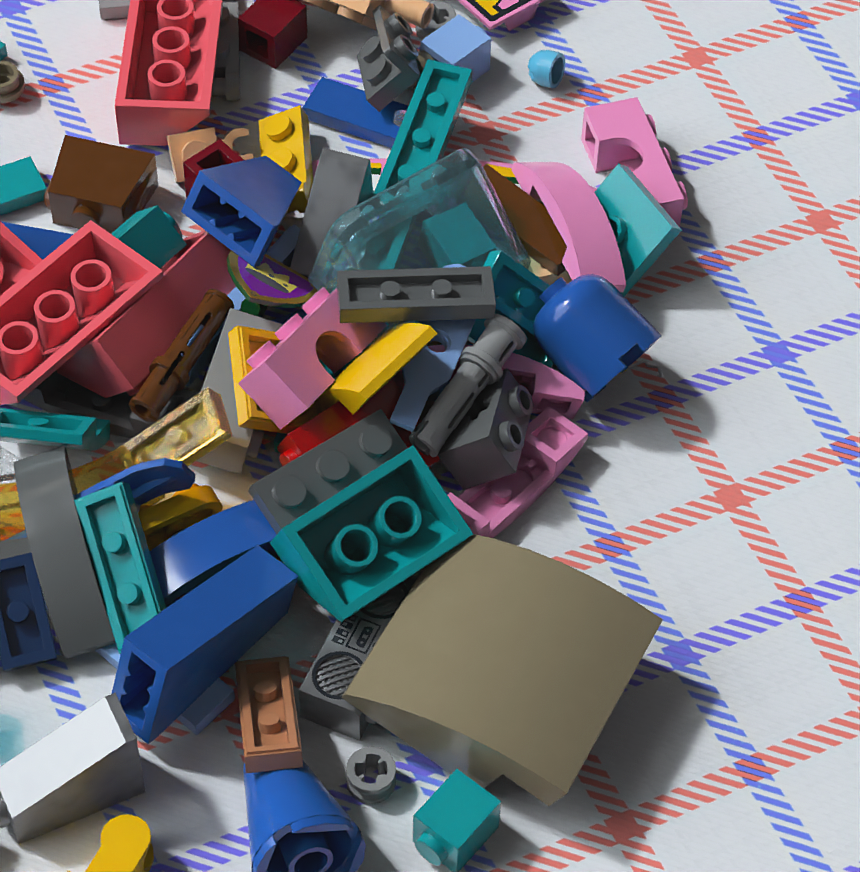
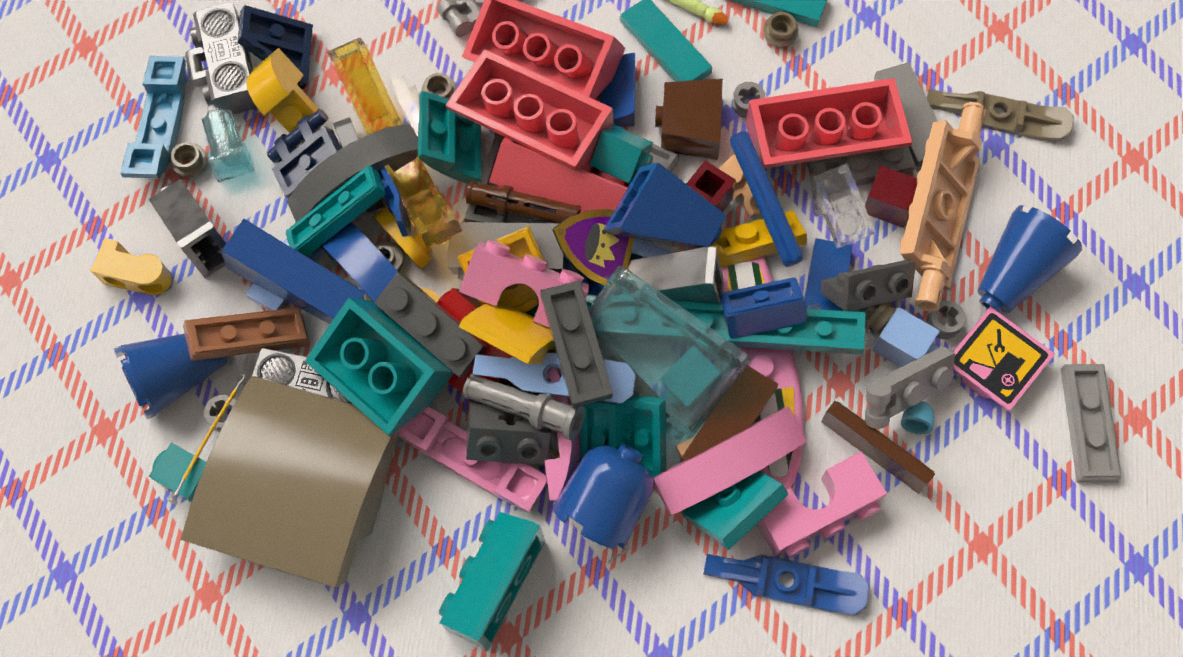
camera: 85 degrees right, 15 degrees up
(90, 122) = (744, 91): none -> light grey bush
(249, 121) = (766, 199): none -> blue axle
(276, 63) = (842, 206): none -> clear slope
(394, 141) = (763, 307): none -> blue slope
(412, 770) = (207, 437): none -> yellow piece
(522, 53) = (908, 386): none -> light grey plate
(566, 109) = (877, 447): none -> reddish brown tile
(672, 471) = (492, 579): none -> teal slope
(718, 198) = (812, 585): none -> blue piece

